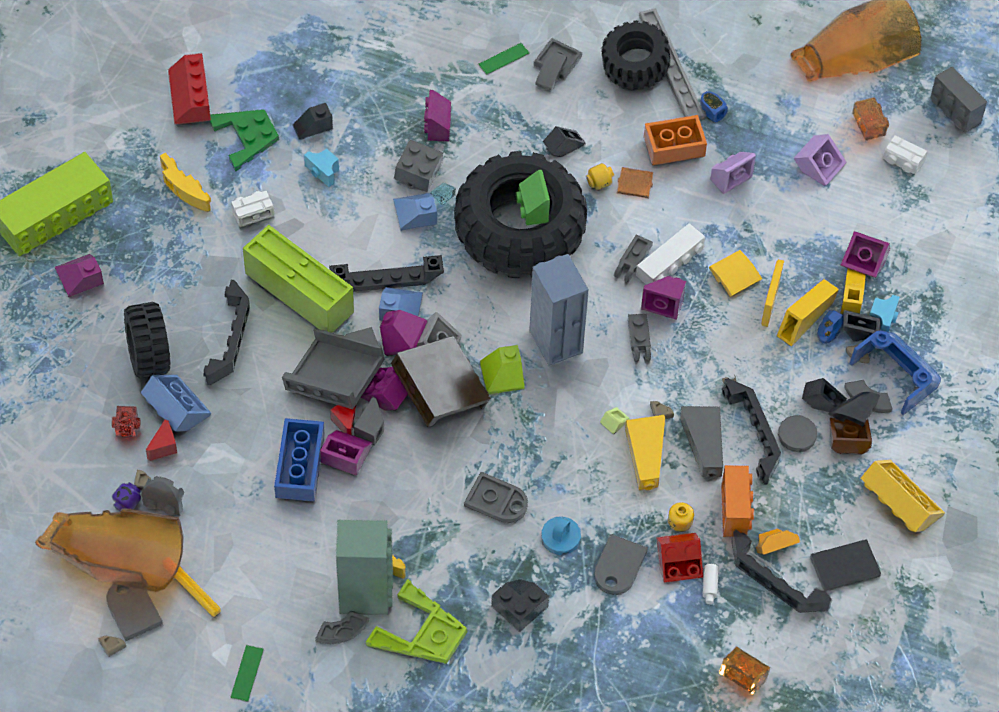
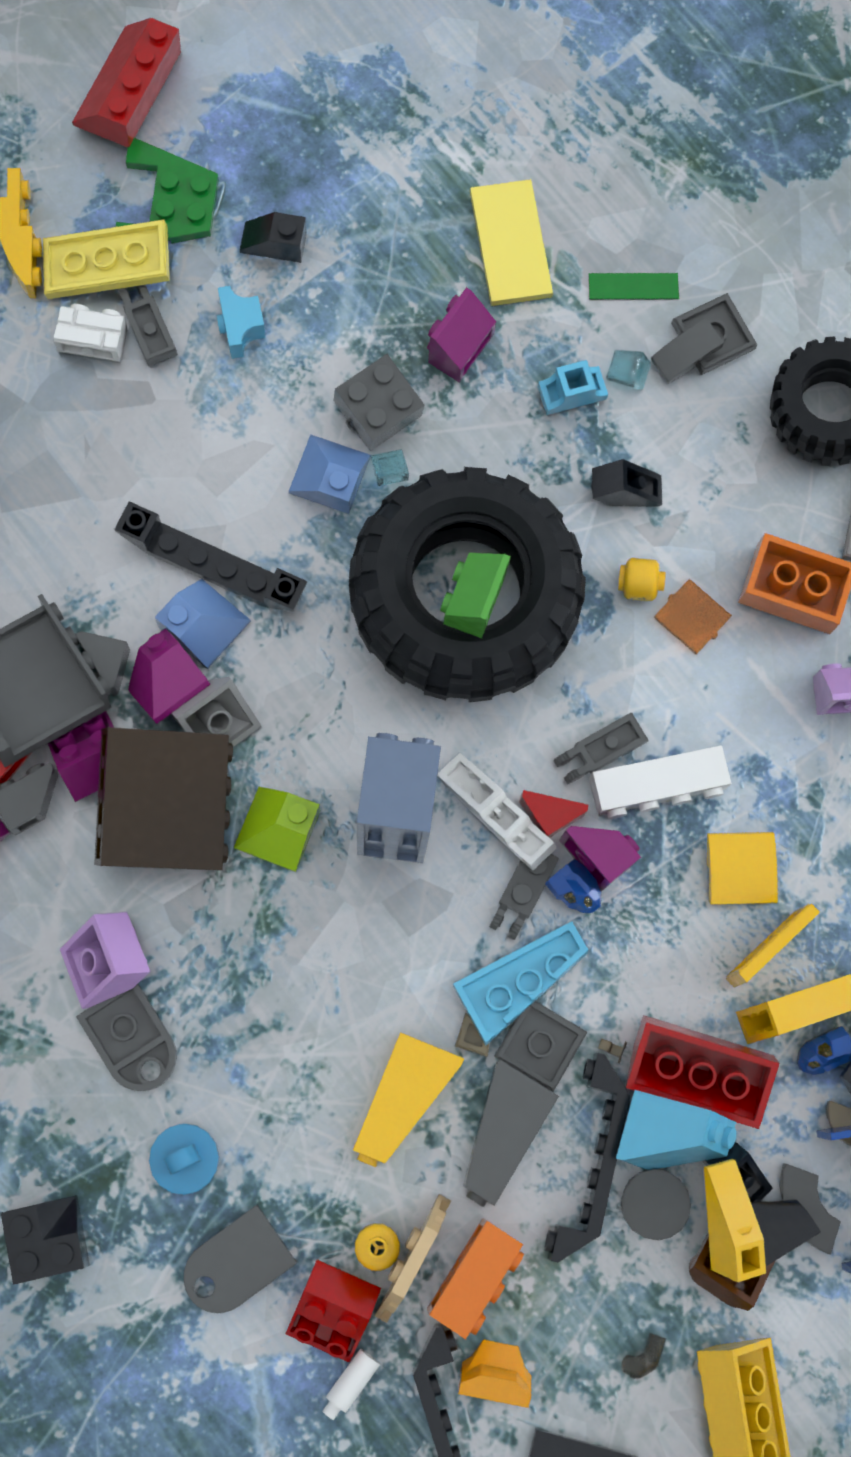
camera: 25 degrees right, 20 degrees up
(237, 172) = (106, 259): none -> light yellow tile
(277, 190) = (148, 326): none -> dark grey hinge
(298, 280) = (63, 500): lime brick -> none
(430, 67) = (511, 242): none -> light yellow tile
(460, 468) = (104, 958): none -> lavender slope
(507, 113) = (572, 387): none -> medium azure brick
(527, 93) = (629, 368): none -> clear light blue slope
(613, 310) = (496, 811): none -> white slope
(614, 420) = (393, 1009): yellowish green slope -> none
(627, 296) = (551, 813): none -> red slope
(663, 376) = (513, 983): none -> medium azure wing
(664, 320) = (576, 887): none -> blue rock
(694, 393) = (541, 1045): none -> dark grey tile
(701, 509) = (404, 1271): none -> tan wing
(777, 361) = (702, 1071): none -> red slope
(784, 388) = (672, 1133): none -> medium azure slope
(840, 410) = (732, 1225): none -> yellow slope
(840, 499) = (646, 1362): none -> clear smoke arm

